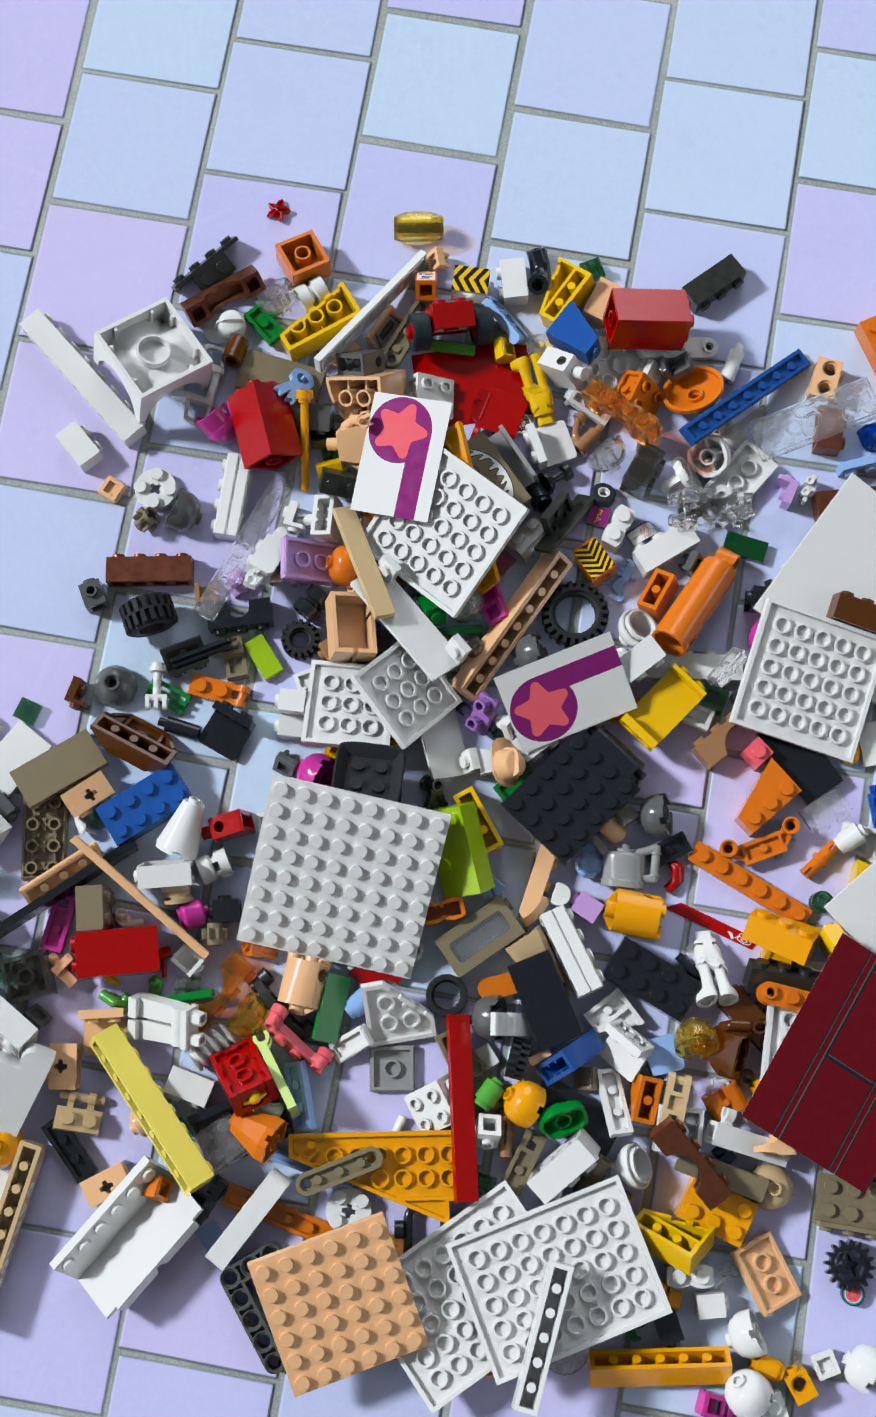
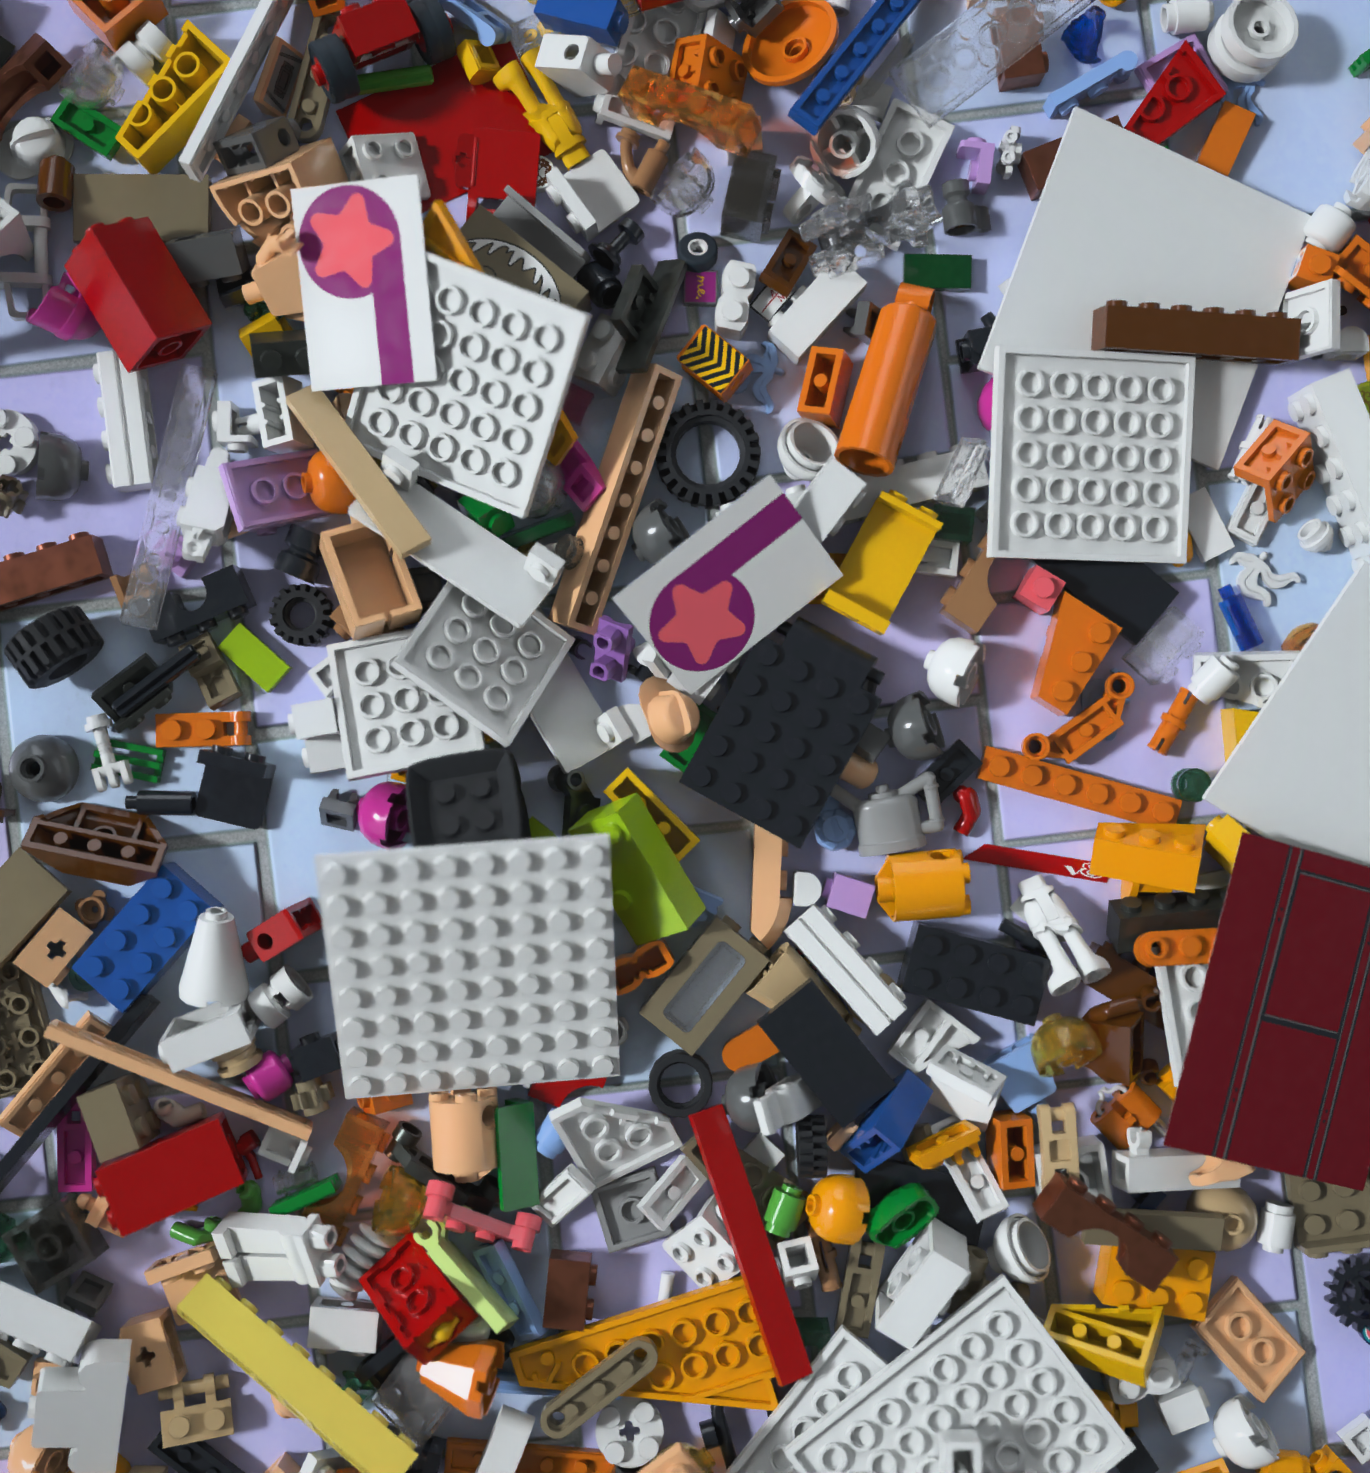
camera: 20 degrees left, 10 degrees up
(122, 775) = (85, 912): none -> medium nougat plate
(299, 380) = (171, 205): light blue piece -> none
(304, 398) = (185, 231): light orange piece -> none
(337, 1106) = (567, 1290): none -> copper brick
(421, 1062) = (672, 1192): none -> white plate
(593, 1083) = (944, 1144): none -> light orange plate
(655, 516) = (787, 263): none -> reddish brown plate
(690, 785) = (954, 669): none -> white cylinder
(768, 518) = (961, 214): none -> dark grey piece
(803, 1203) = (1276, 1226): none -> white brick

